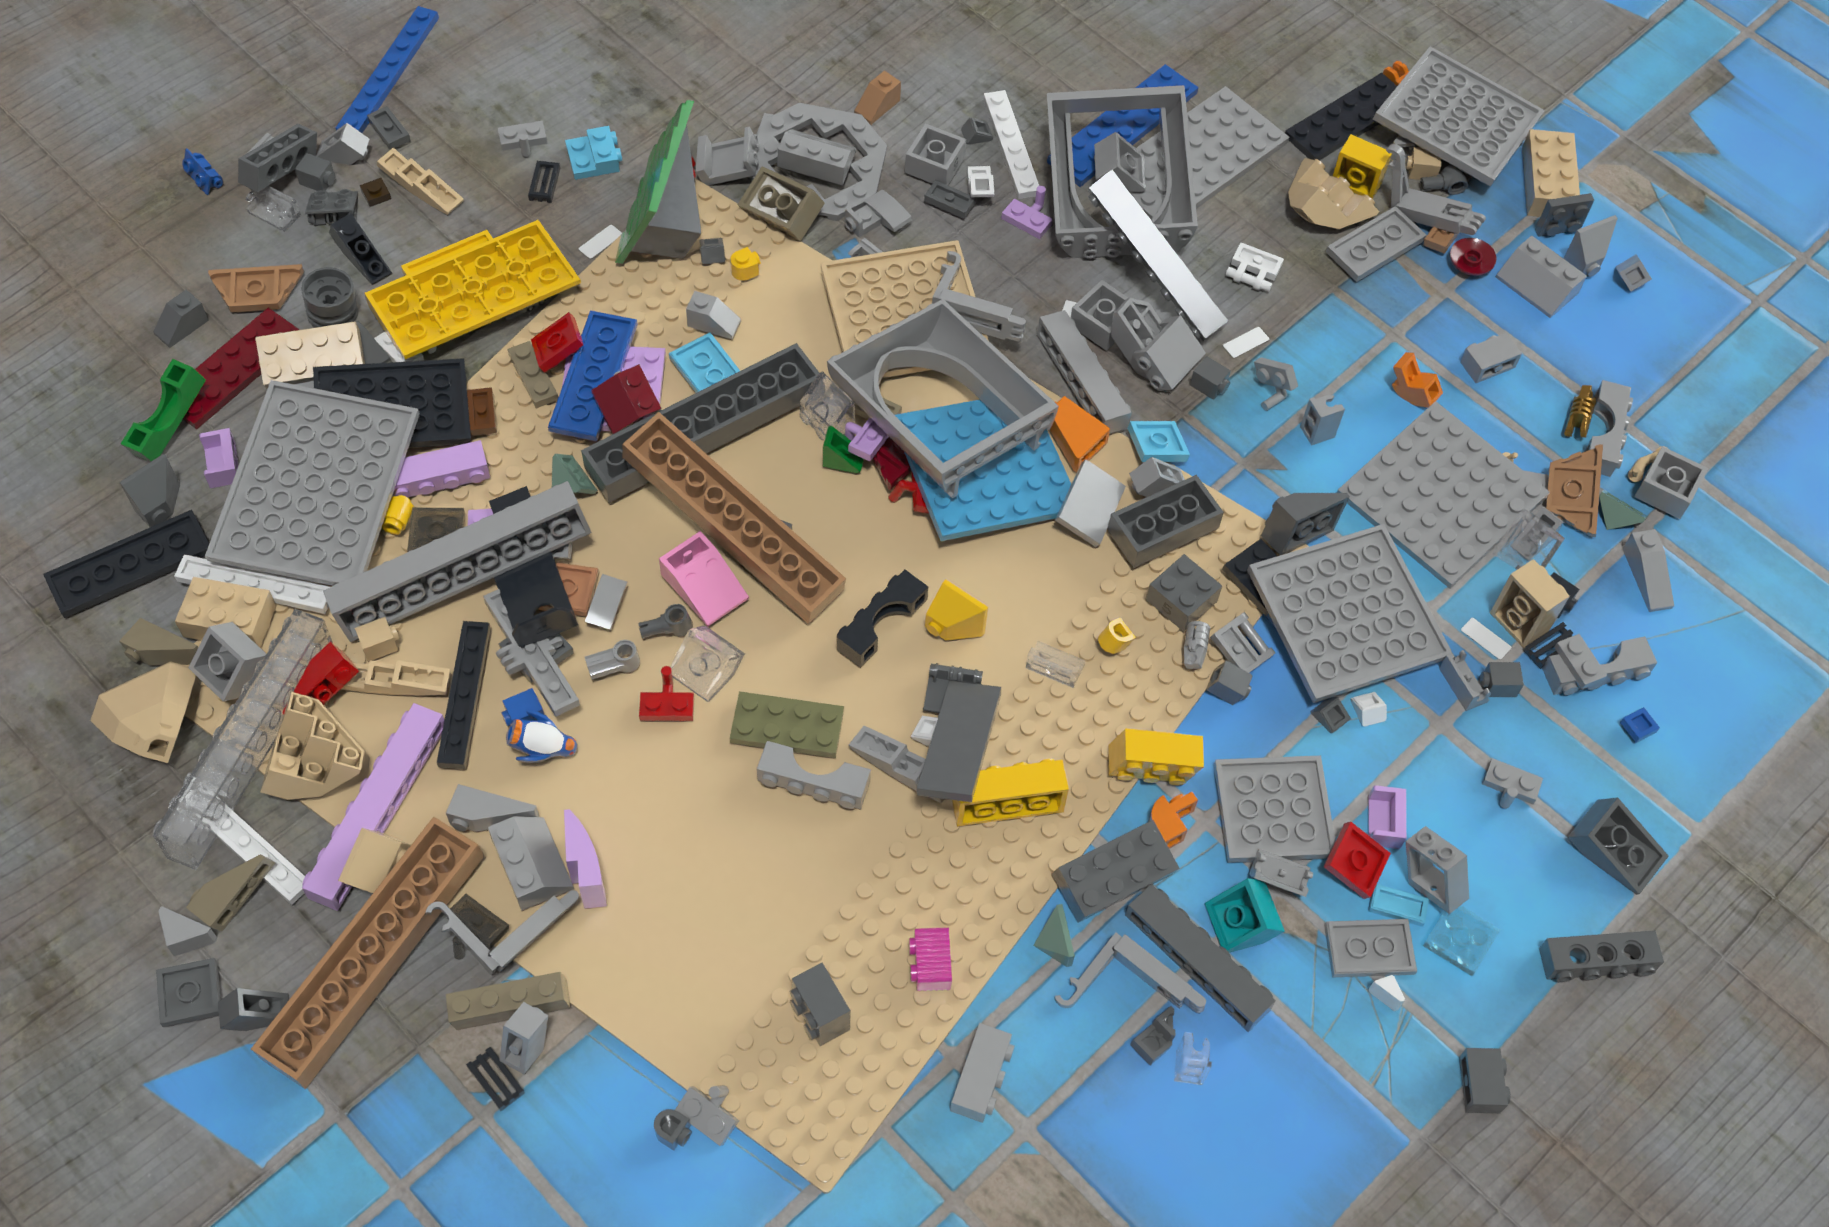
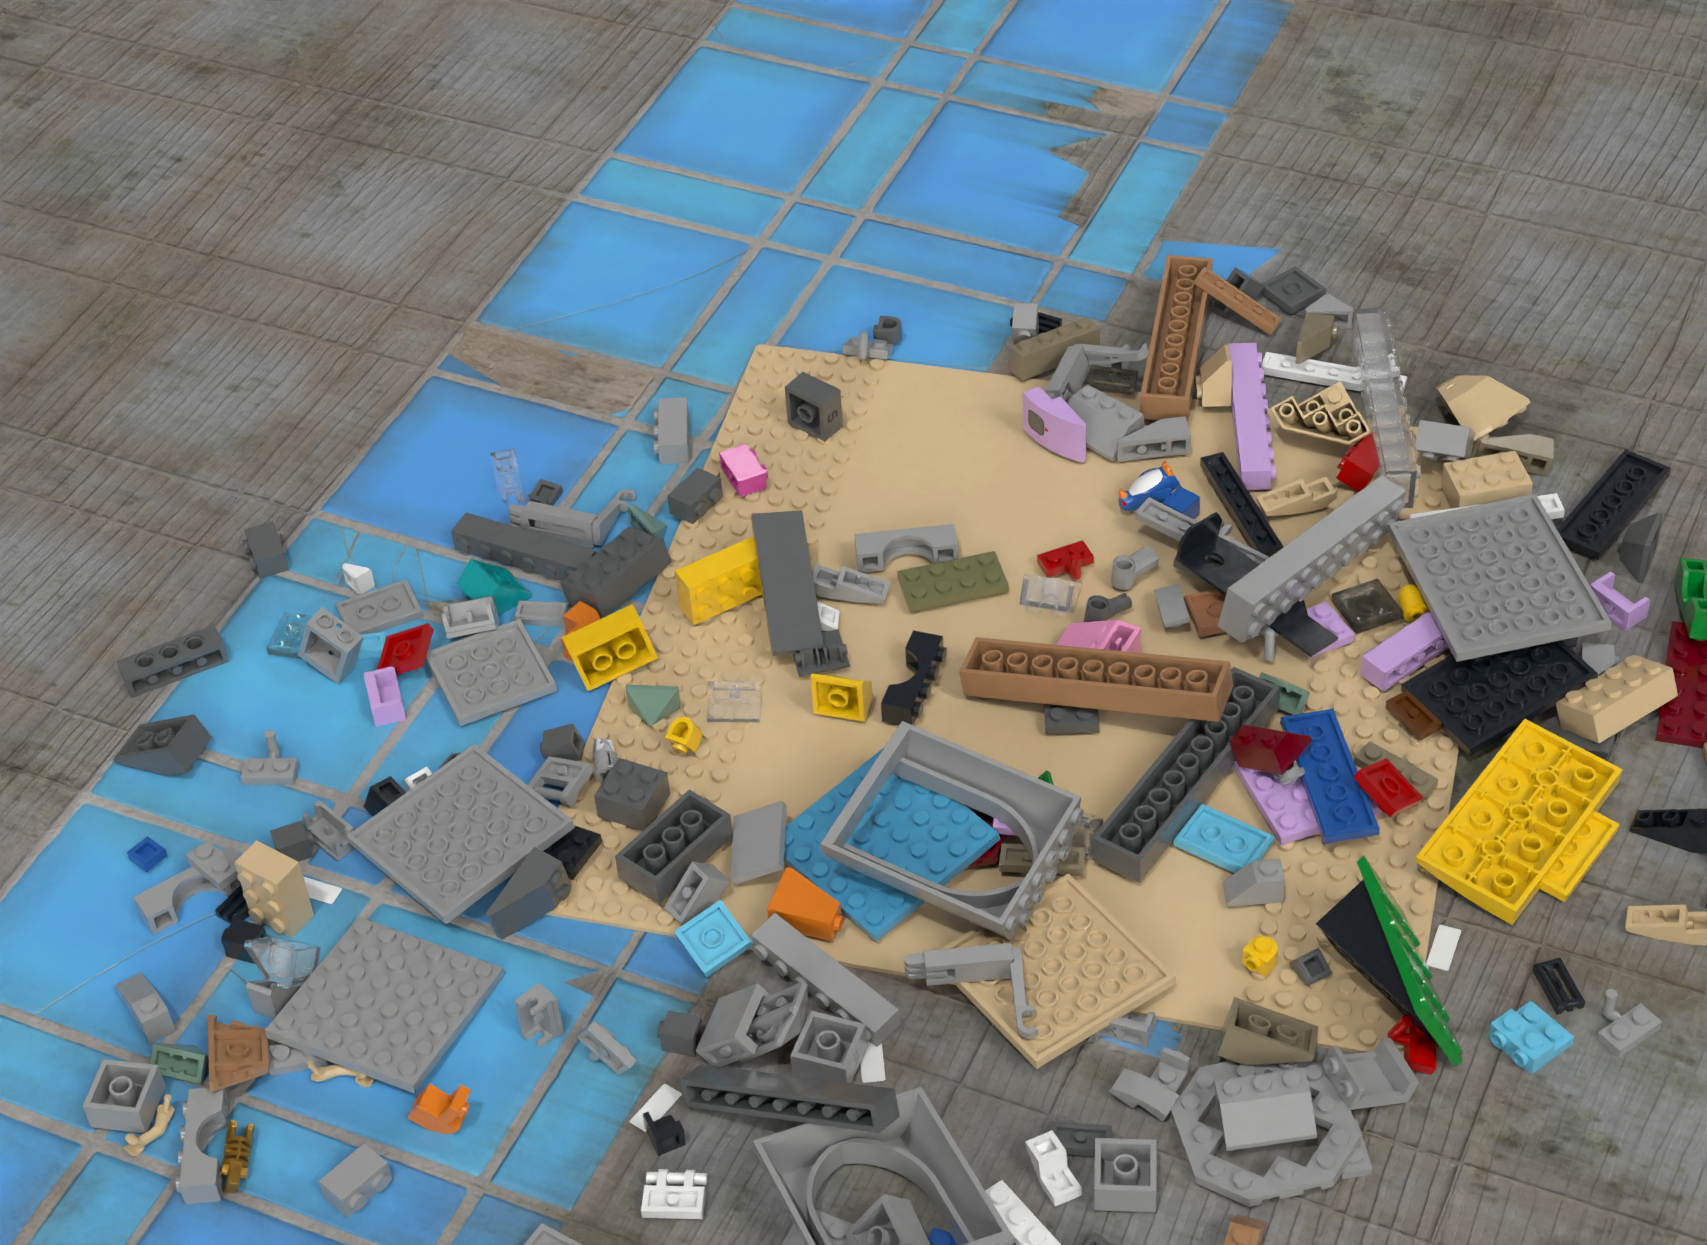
camera: 165 degrees right, 15 degrees down
(270, 977) = (1237, 300): none -> medium nougat tile
(329, 297) = (1651, 754): dark grey wheel -> none
(996, 941) = (695, 495): none -> dark grey brick
(1029, 218) = (985, 1157): lavender plate -> none
(1130, 692) = (653, 702): none -> sand green slope
(1203, 871) = (541, 613): none -> light grey tile
(1248, 310) = (664, 1133): none -> black panel
(1409, 689) = (382, 795): none -> black panel

